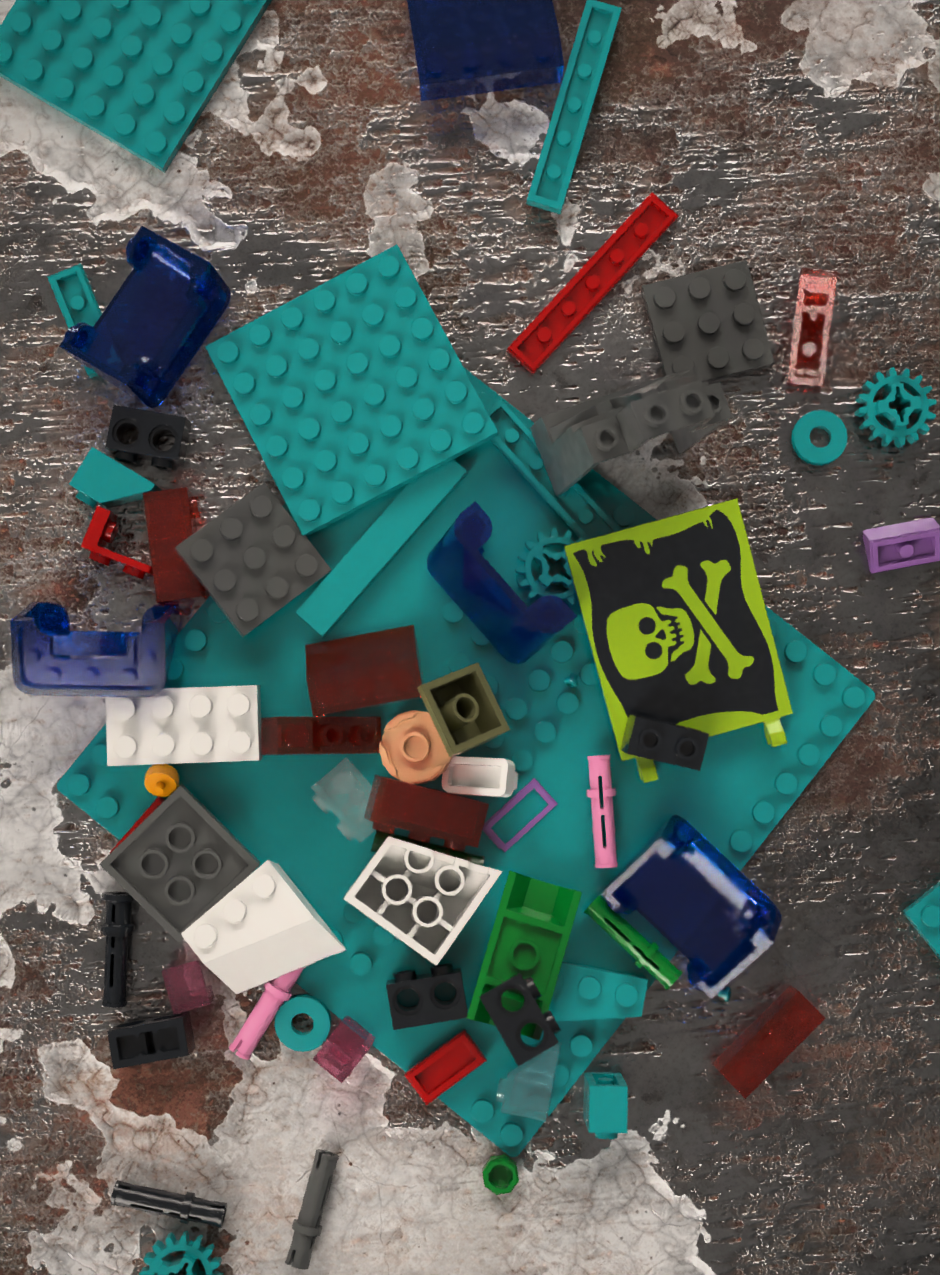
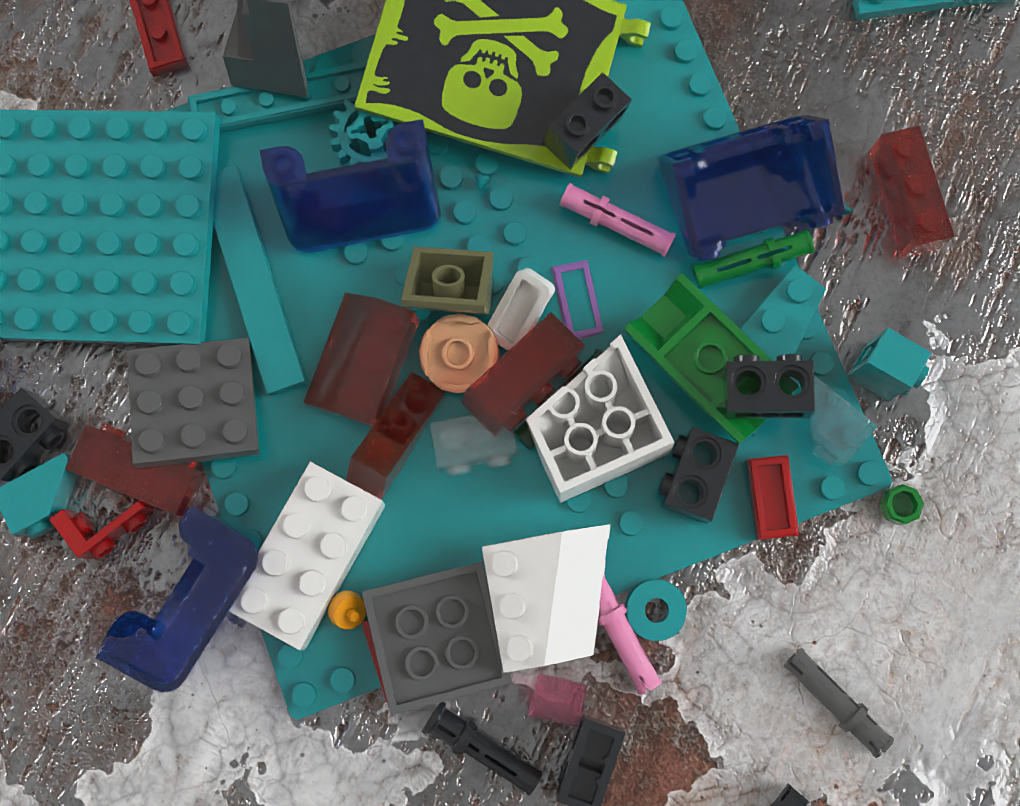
camera: 50 degrees left, 5 degrees down
(344, 1048) = (703, 582): clear pink panel -> none

